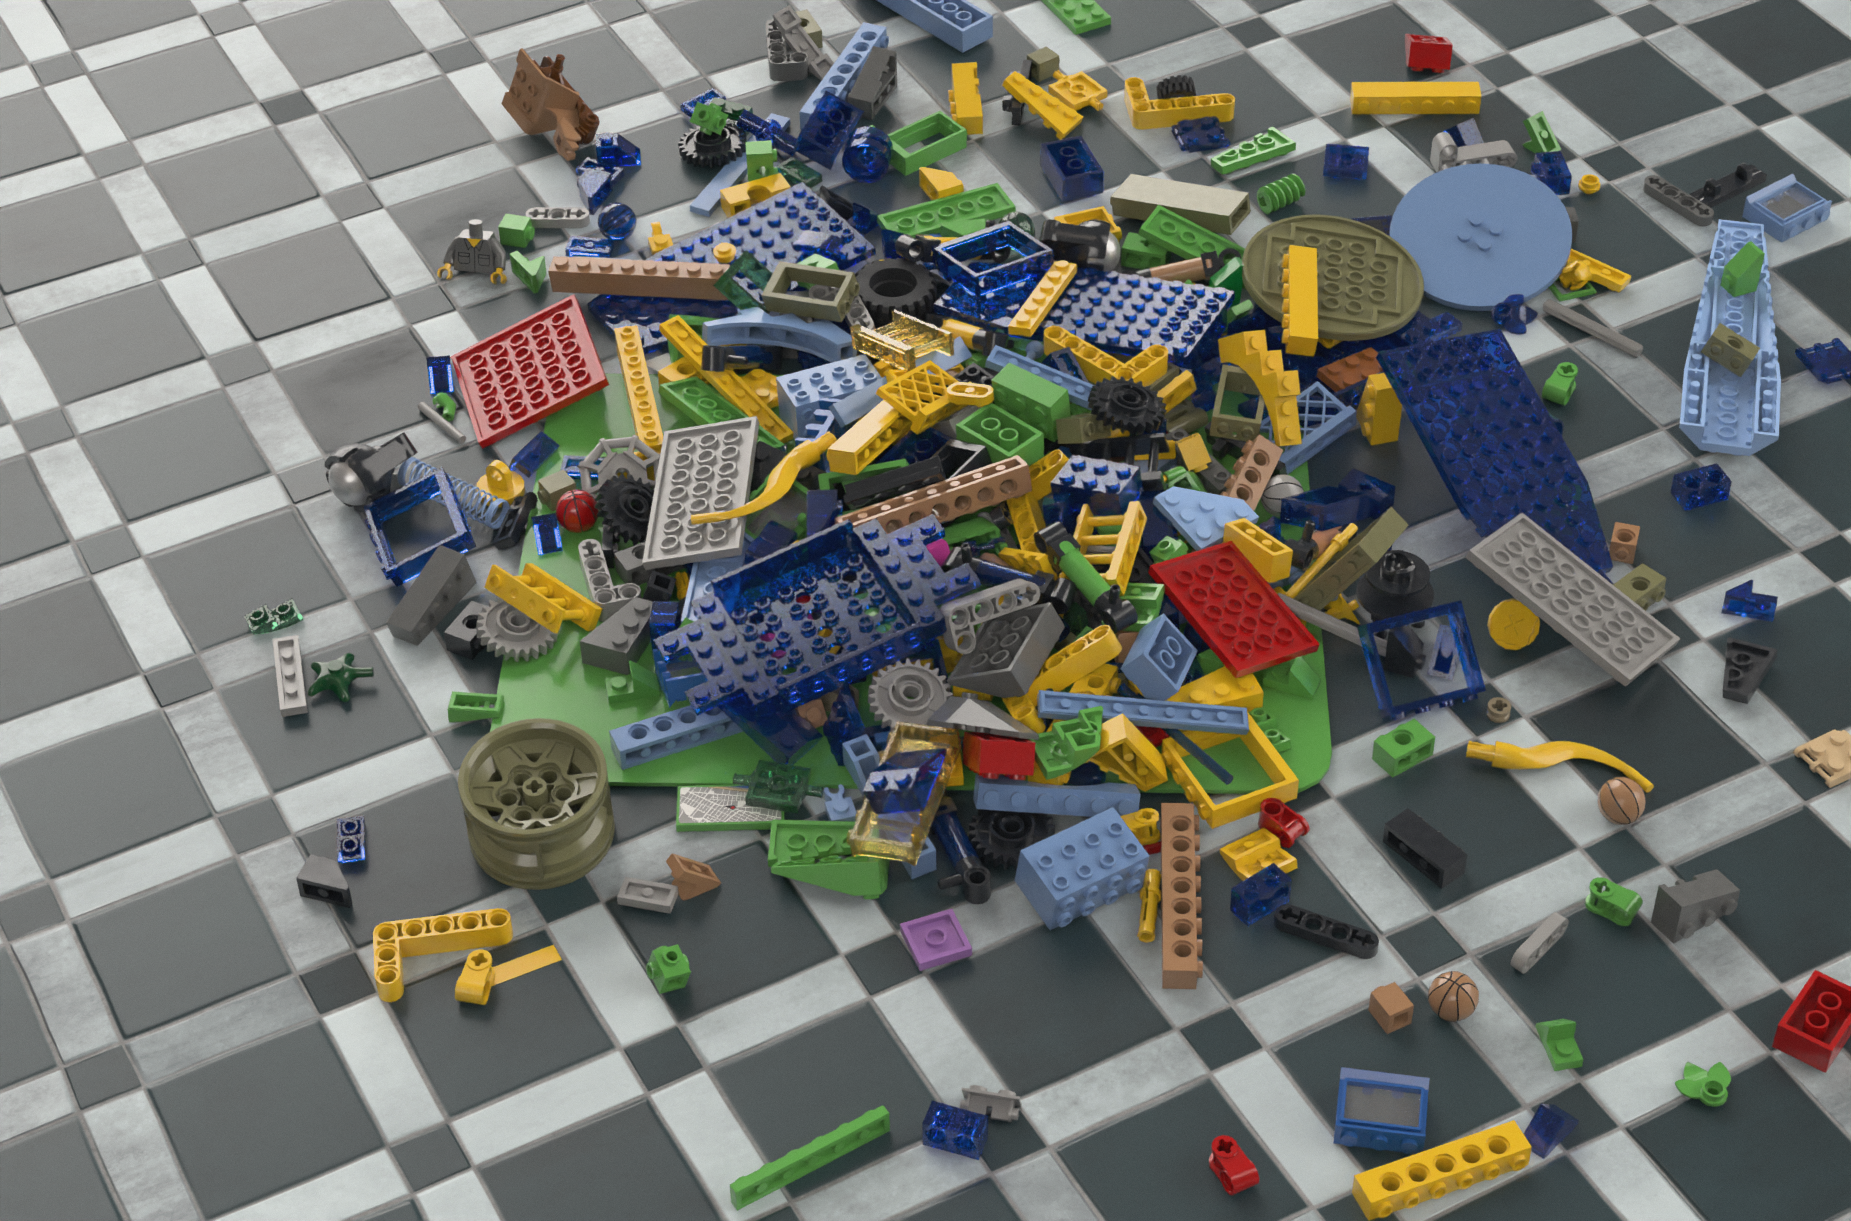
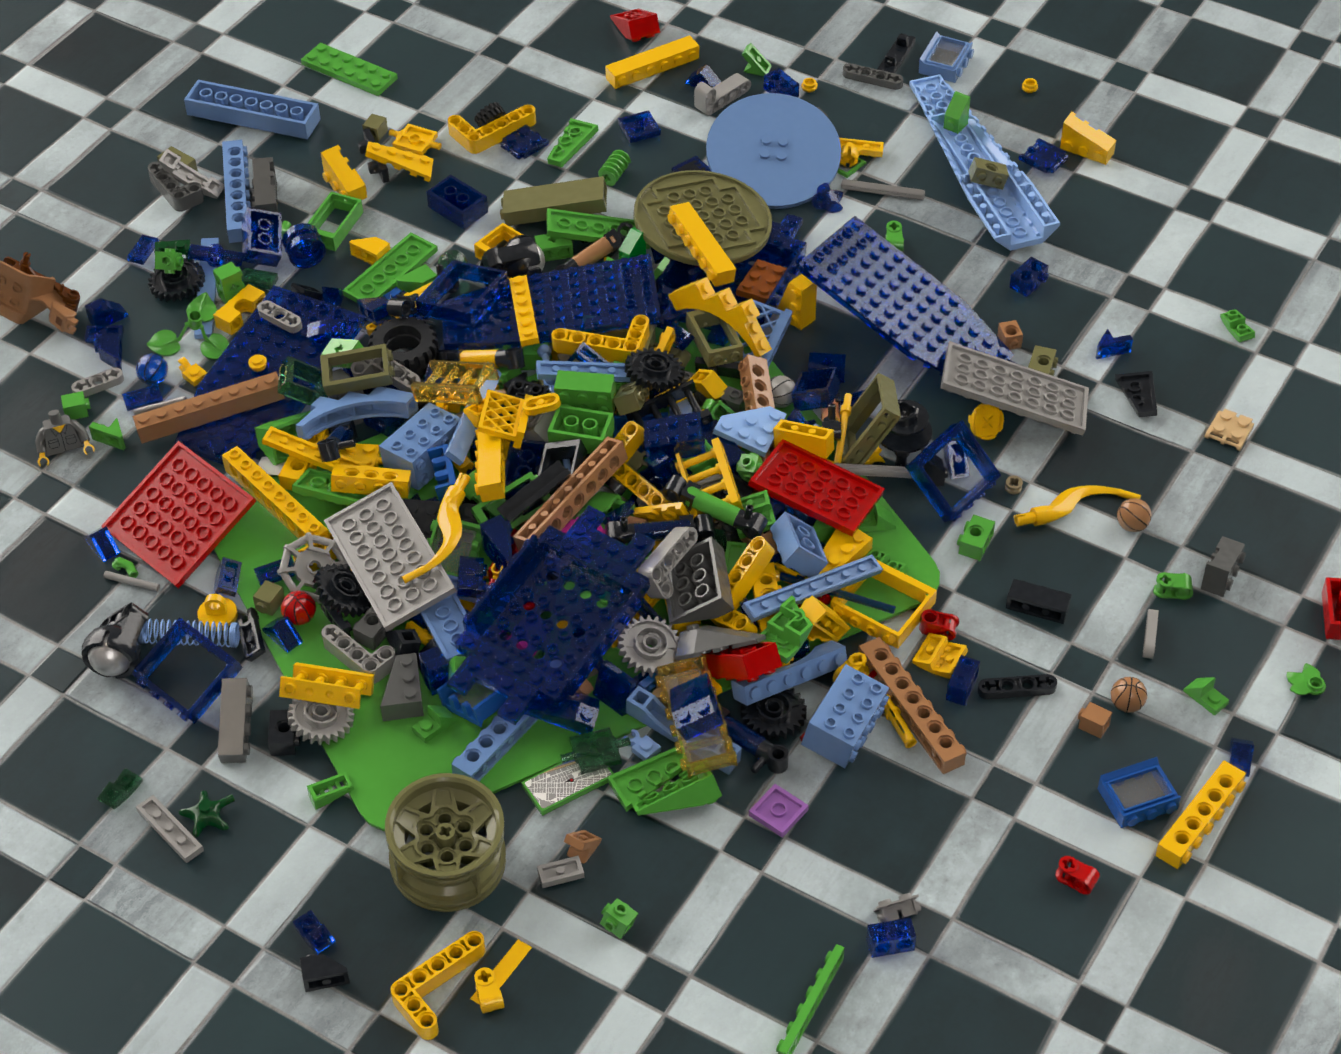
camera: 30 degrees left, 5 degrees up
(656, 202) = (200, 309): none -> bright green plant
(732, 403) = (368, 479): none -> yellow brick
(781, 221) = (284, 323): none -> light grey beam

